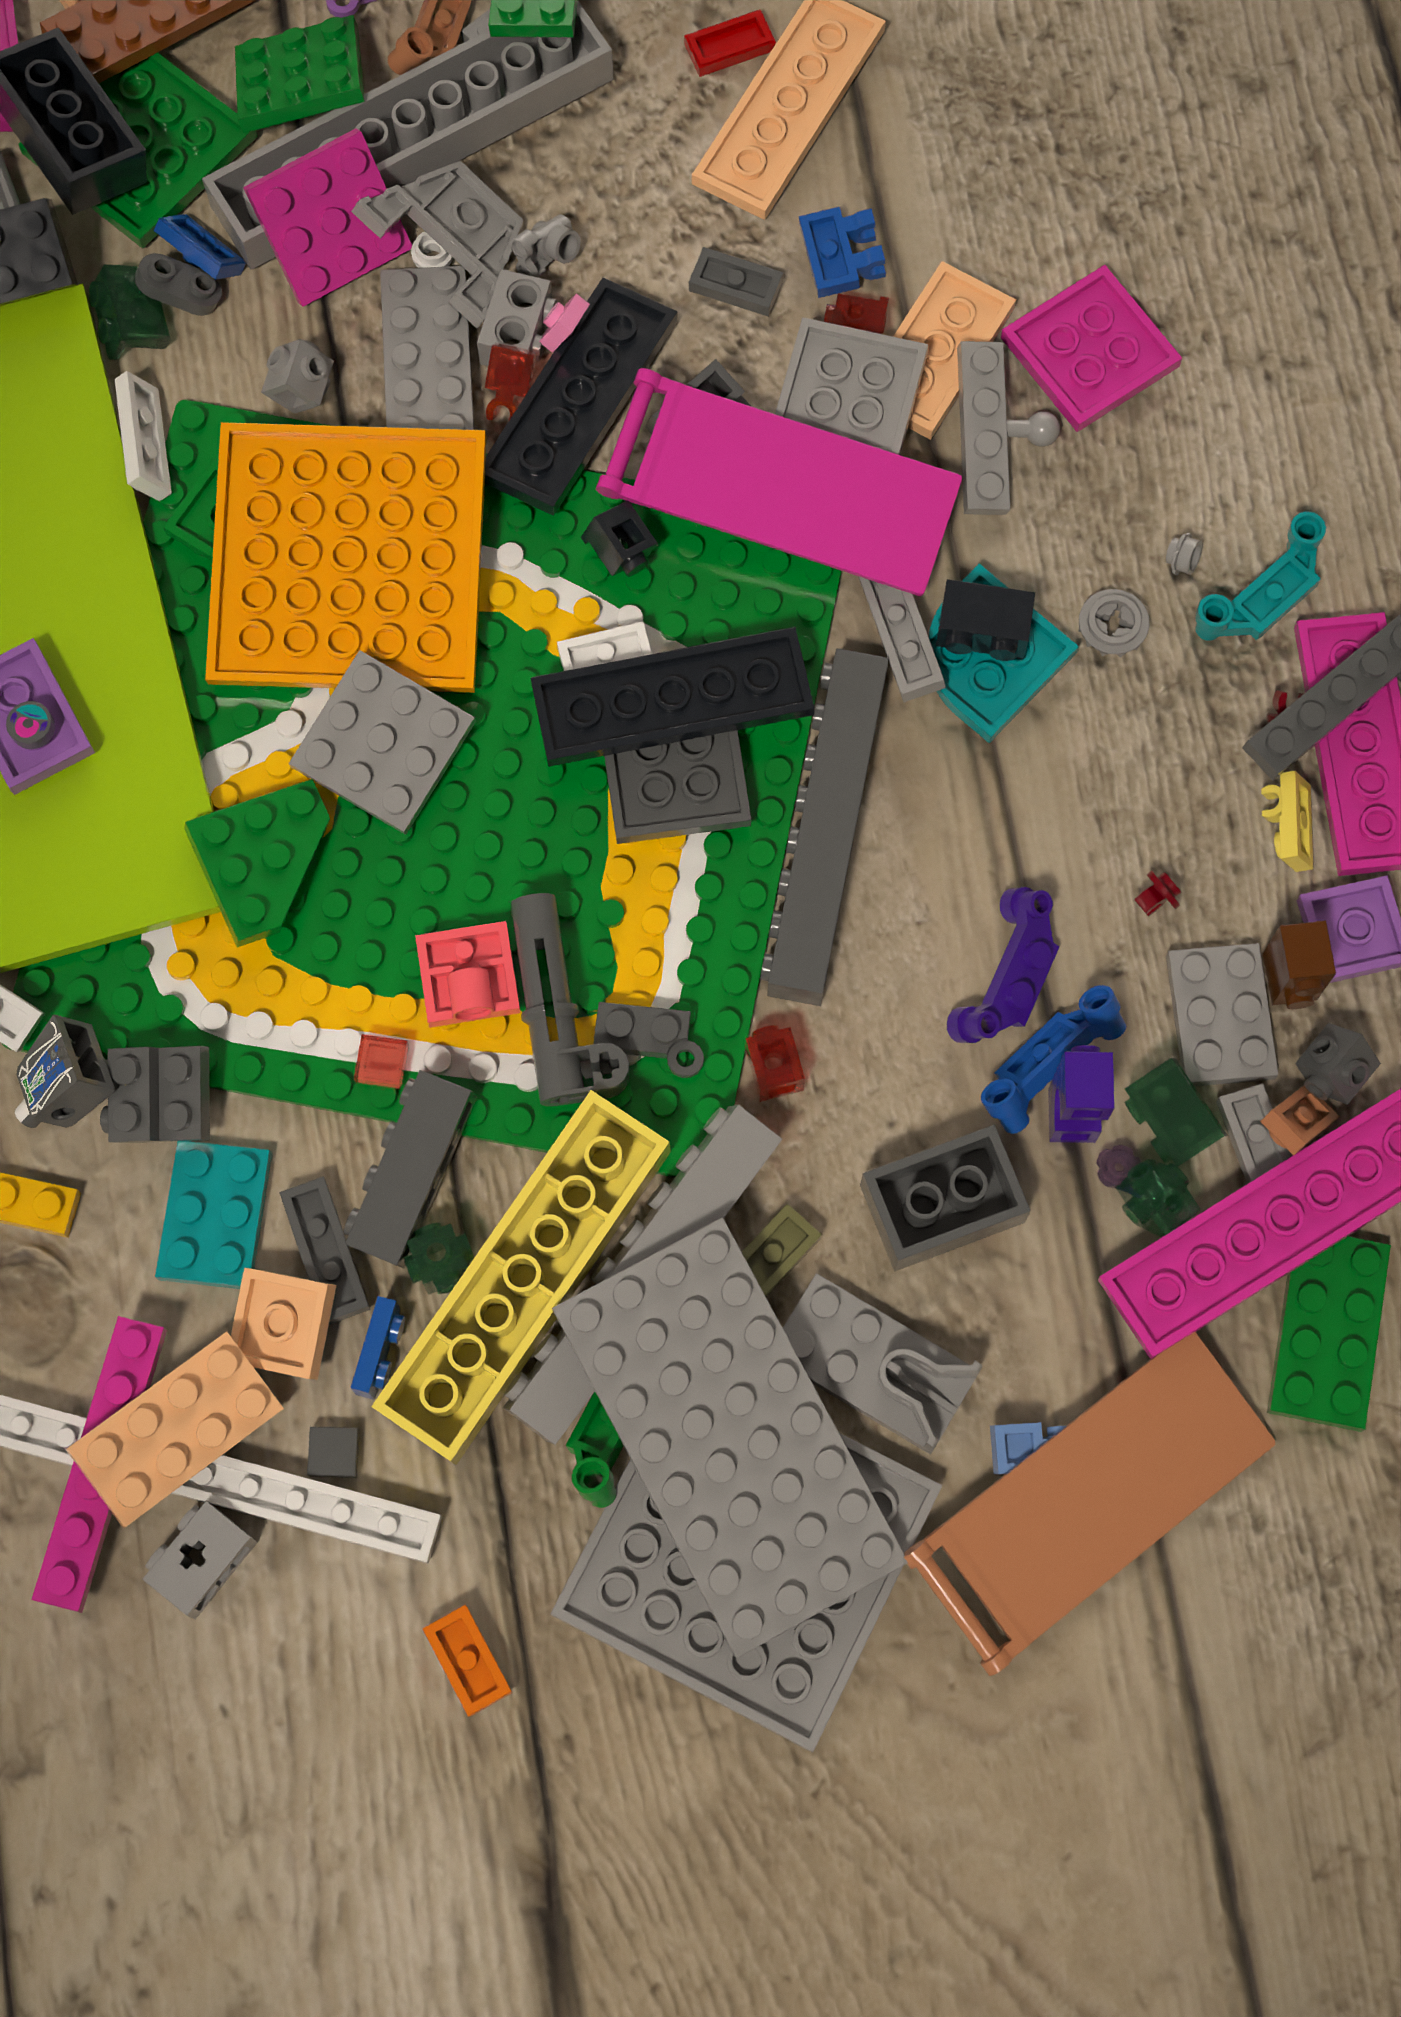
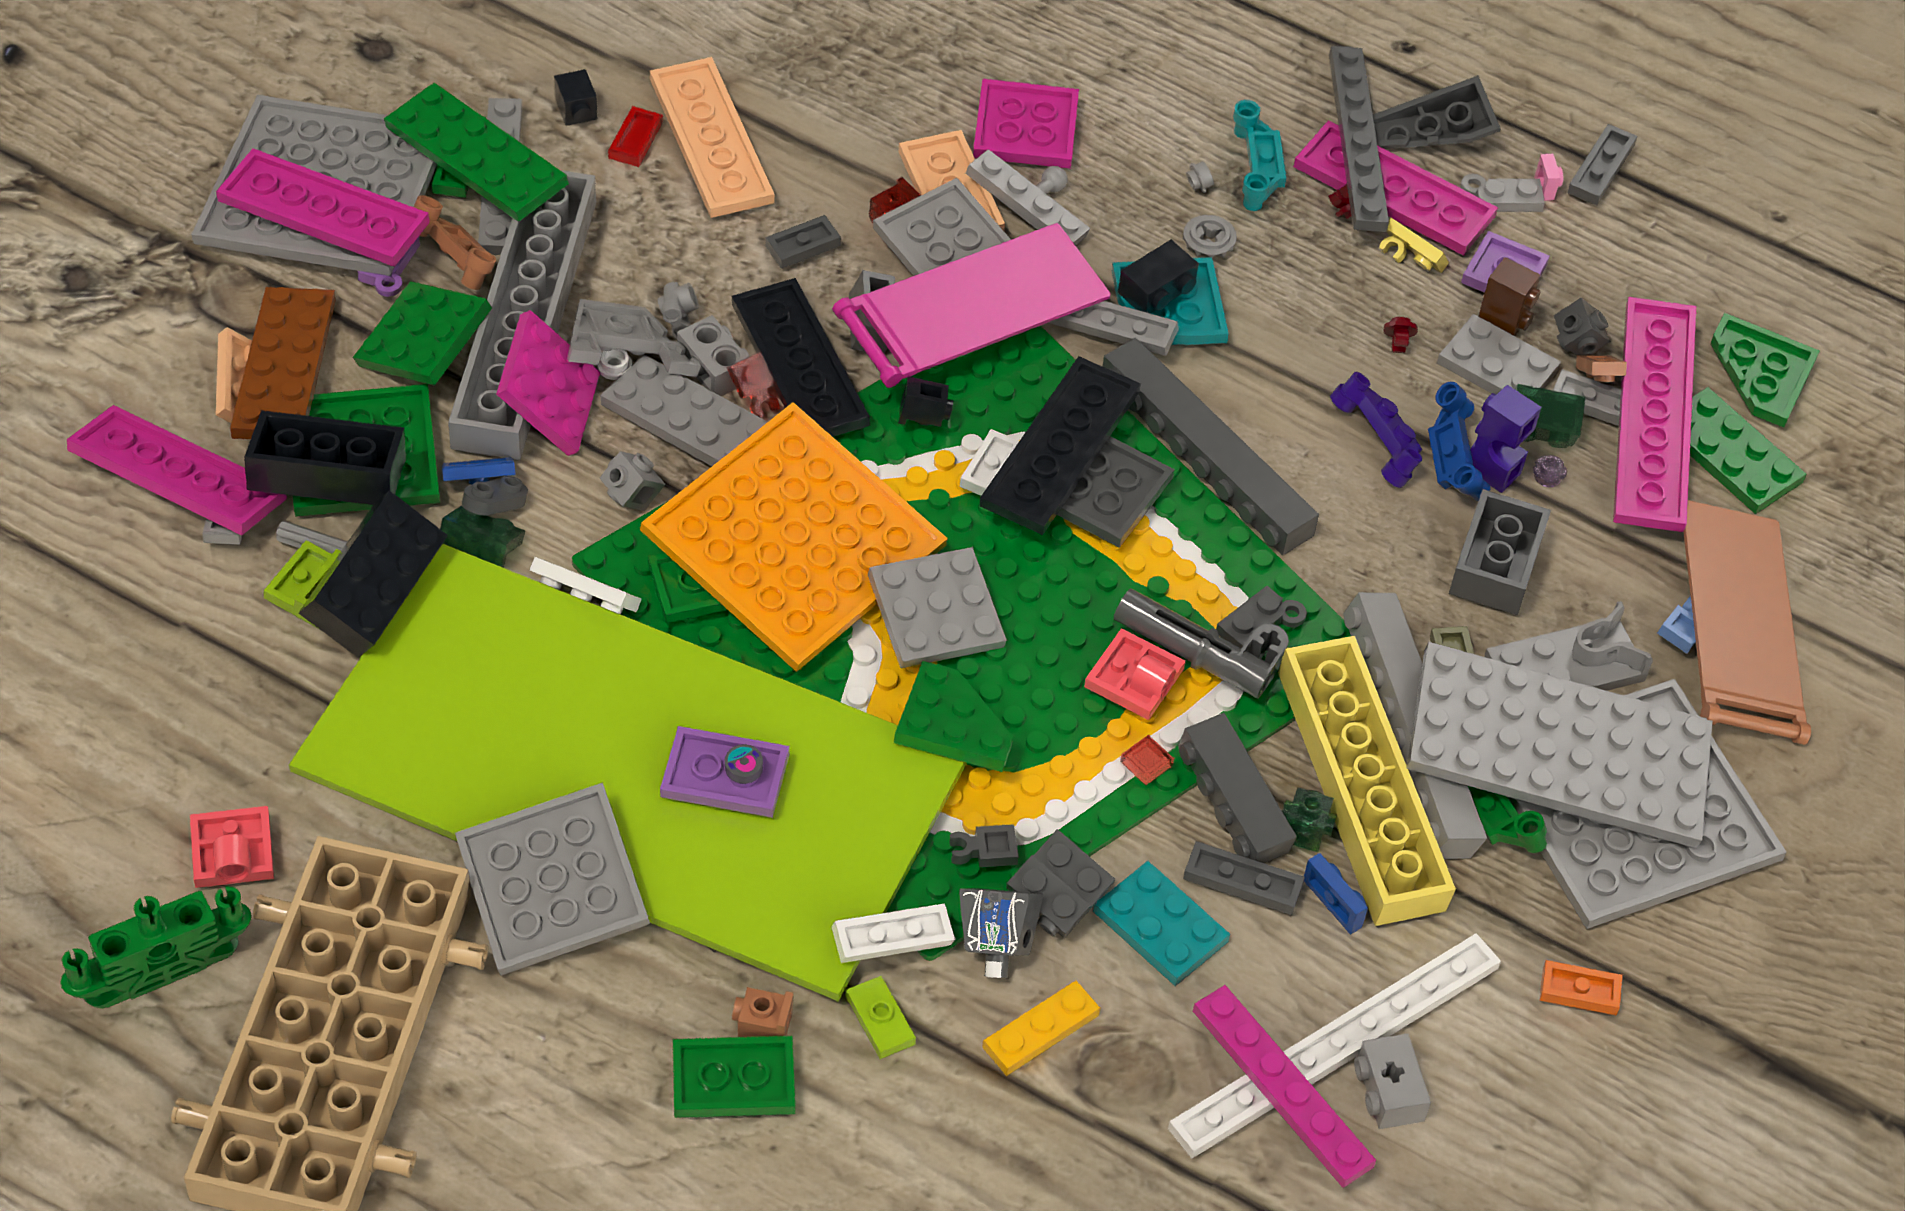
camera: 55 degrees left, 20 degrees down
(150, 1002) = (991, 846): none -> dark grey plate
(174, 1429) = (1301, 1023): light nougat plate -> none
(283, 1322) = (1275, 927): light nougat plate -> none
(333, 1452) = (1380, 967): dark grey tile -> none
(562, 321) = (749, 328): bright pink plate -> none
(779, 1044) = (1335, 572): clear red brick -> none
(829, 251) = (830, 186): blue plate -> none
(1157, 1197) = (1589, 459): clear green brick -> none

